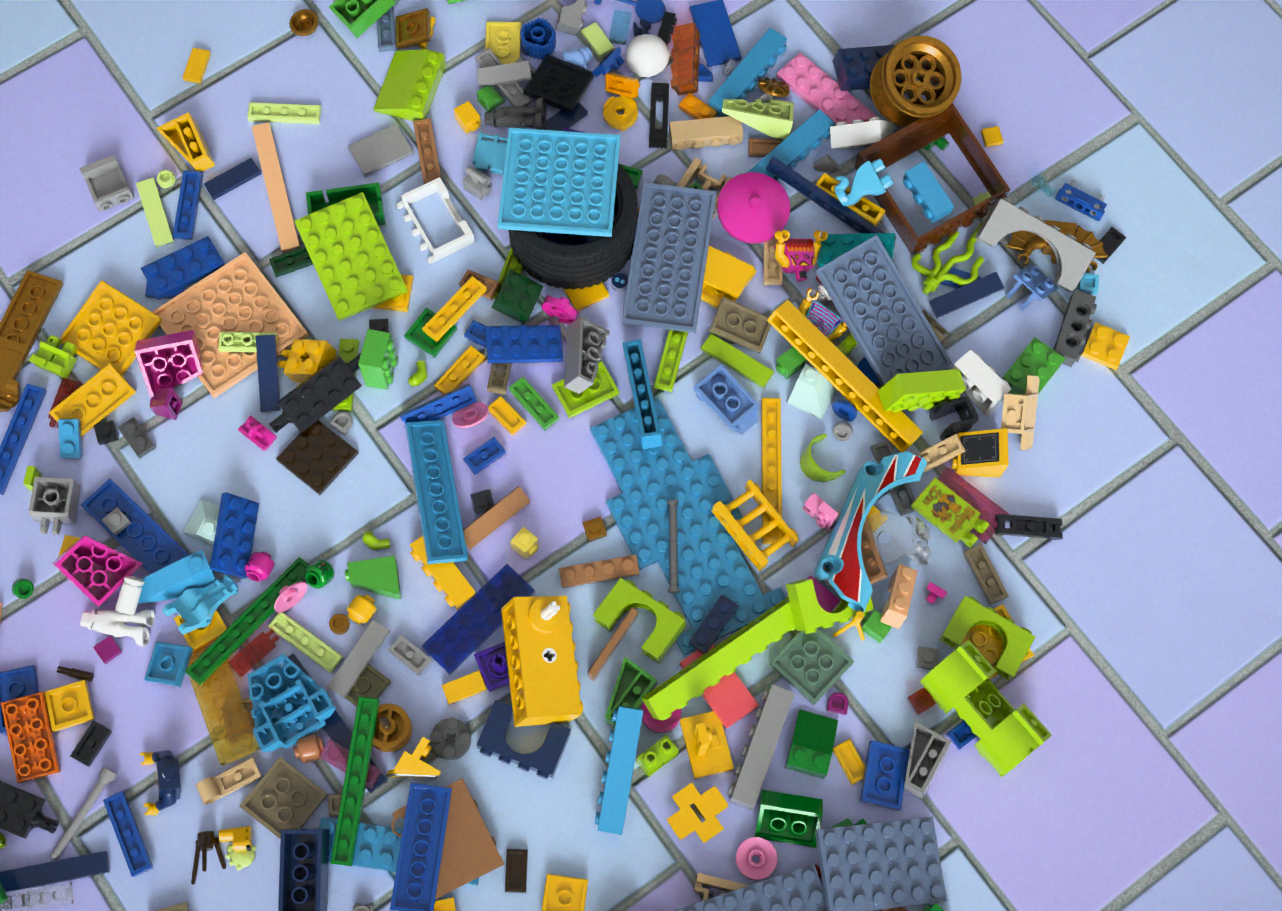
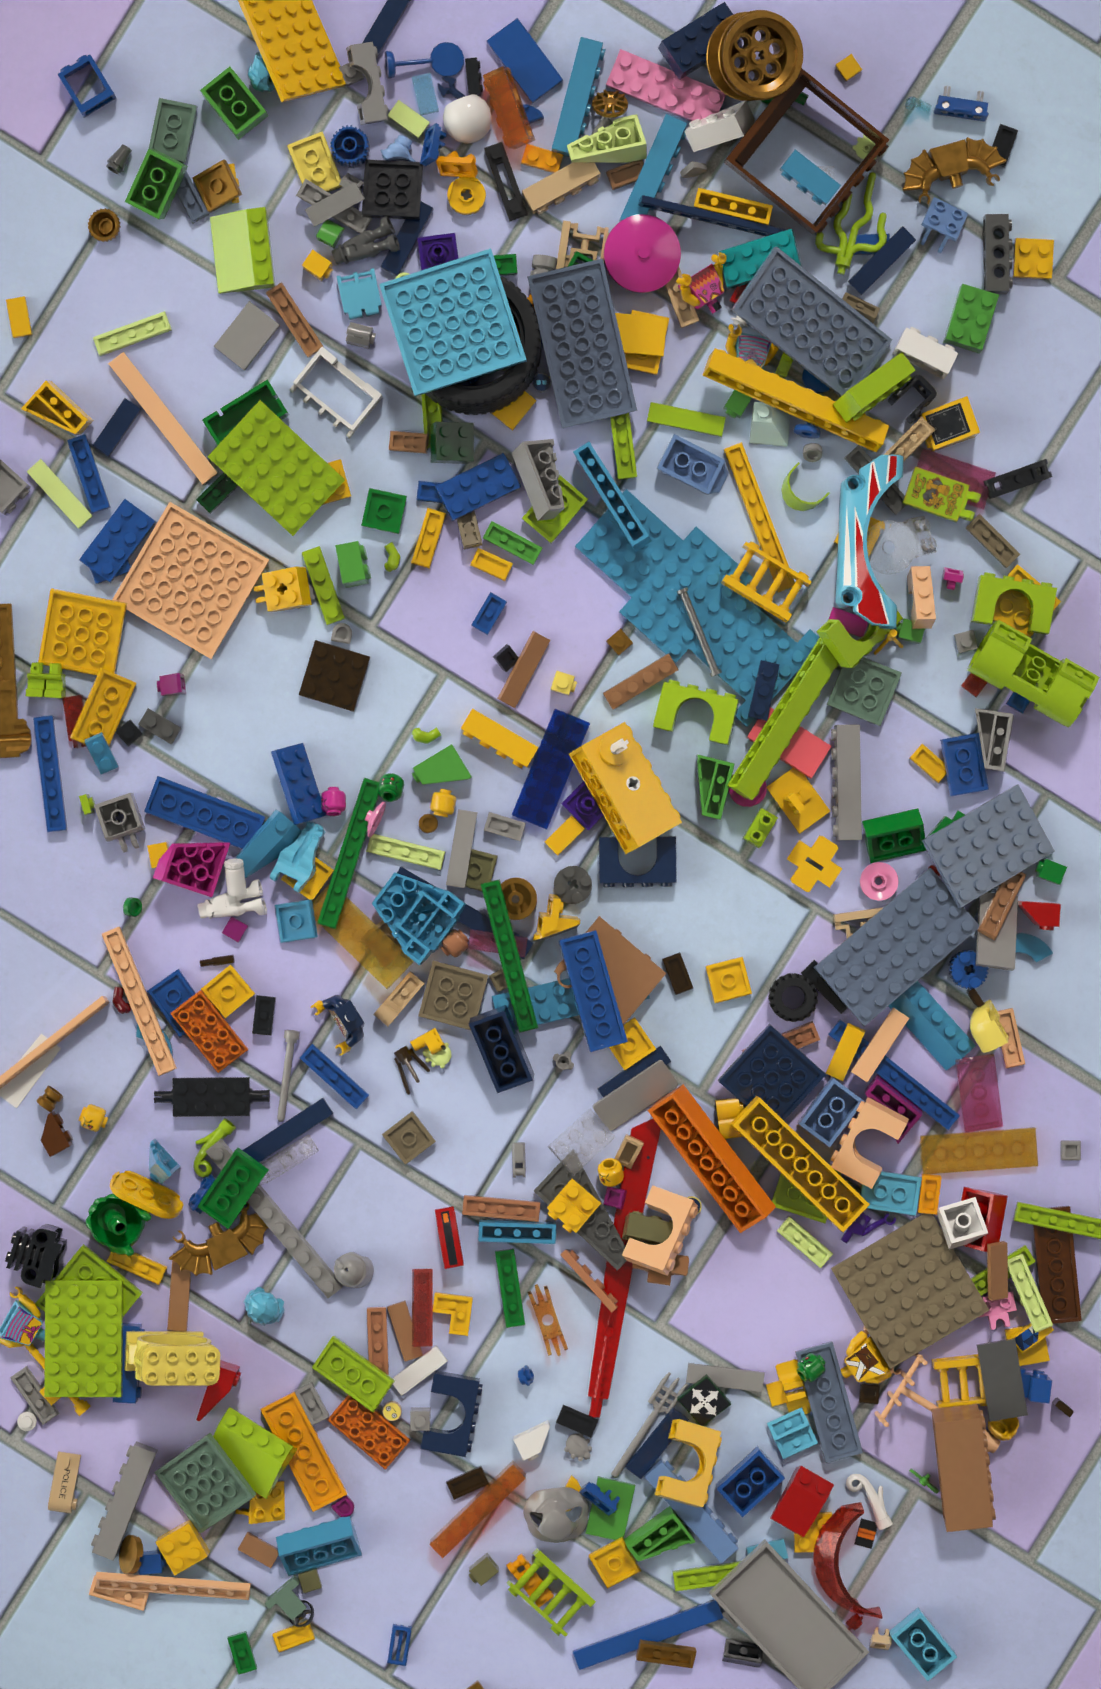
camera: 15 degrees left, 20 degrees up
(116, 521) = (185, 813): light grey plate -> none
(166, 179) = (53, 454): yellowish green plate -> none
(169, 360) = (156, 643): dark pink wedge -> none
(203, 522) = (263, 780): light aqua slope -> none
(237, 341) = (230, 589): yellowish green tile -> none
(253, 653) = (366, 880): clear red hinge -> none
(257, 433) = (271, 678): dark pink hips -> none
(268, 373) = (253, 616): dark blue tile -> none
(318, 394) = (312, 619): black plate -> none
(379, 325) = (333, 526): black plate -> none
(436, 492) = (461, 668): dark azure plate -> none
(441, 405) = (425, 584): blue plate -> none
(454, 309) = (398, 480): yellow plate -> none
(470, 415) = (459, 579): bright pink dish -> none
(560, 308) = (499, 439): dark pink plate -> none
(612, 644) = (680, 743): medium nougat tile -> none
(620, 769) = (734, 855): dark azure brick -> none
(729, 67) = (555, 99): clear tile -> none
(740, 325) = (676, 382): dark tan tile -> none
(812, 744) = (890, 761): green slope -> none
(824, 514) = (813, 541): bright pink plate -> none
(838, 703) = (900, 715): magenta tile -> none
(865, 183) = (744, 191): medium azure hips -> none
(871, 556) = (883, 570): medium nougat plate -> none
(1020, 412) = (974, 372): tan plate -> none
(1070, 255) = (897, 172): light grey arch -> none
(1089, 283) = (996, 198): medium azure plate -> none

